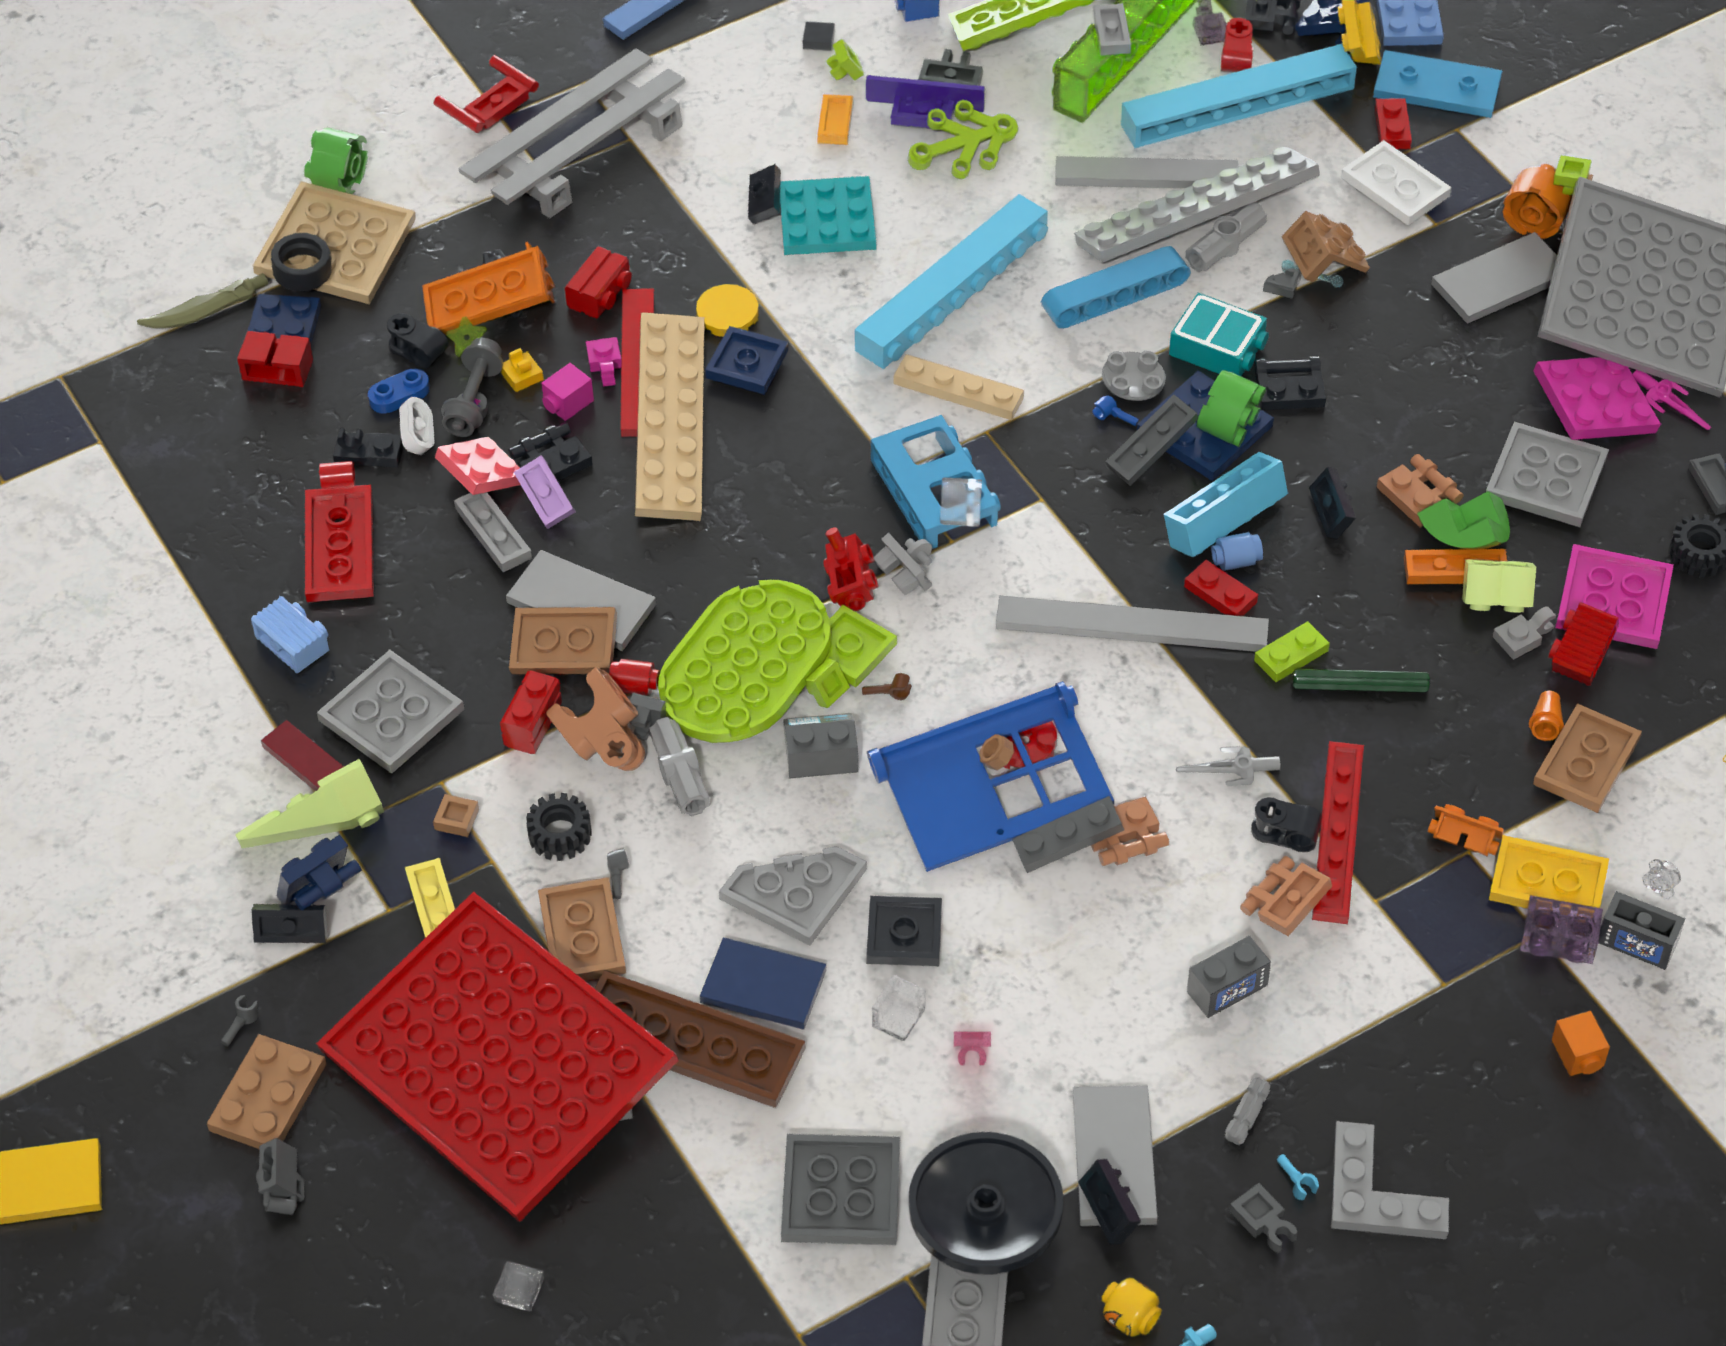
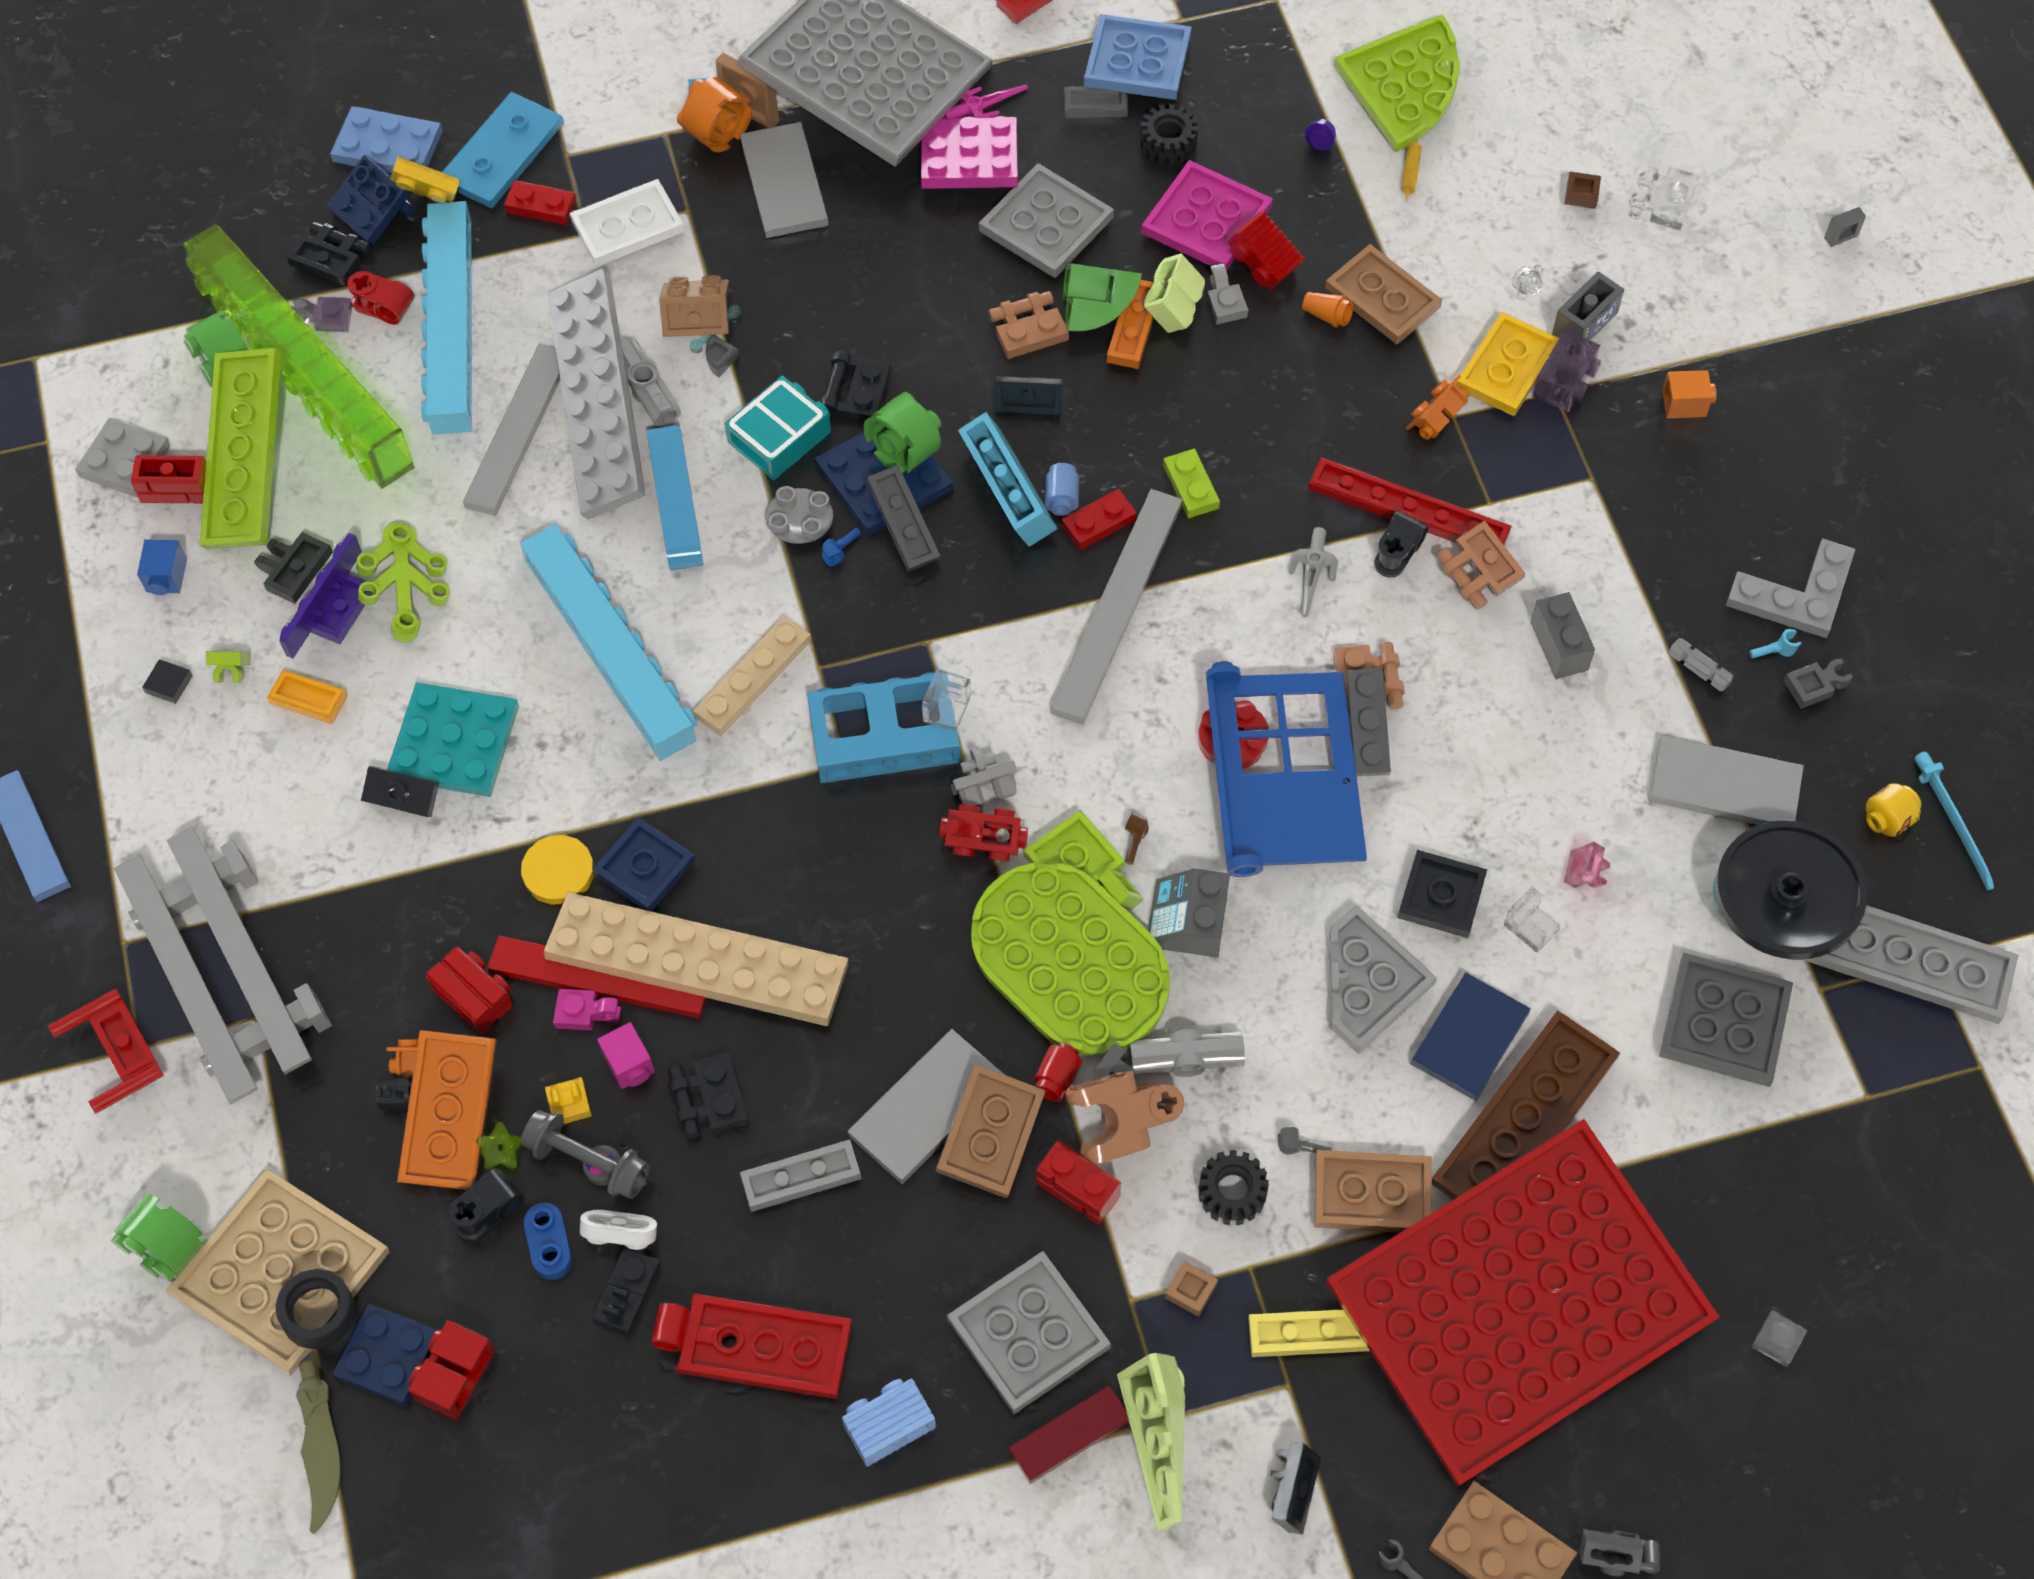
camera: 75 degrees left, 10 degrees up
(317, 874) = (1253, 1443): dark blue plate -> none
(479, 465) = (708, 1168): coral plate -> none
(544, 492) = (771, 1108): lavender plate -> none
(996, 752) = (1263, 754): medium nougat tile -> none
(1109, 1201) = (1794, 793): black plate -> none
(1111, 29) = (348, 381): light grey plate -> none
(1361, 680) = (1243, 438): dark green axle -> none
(1569, 170) = (719, 64): lime tile -> none

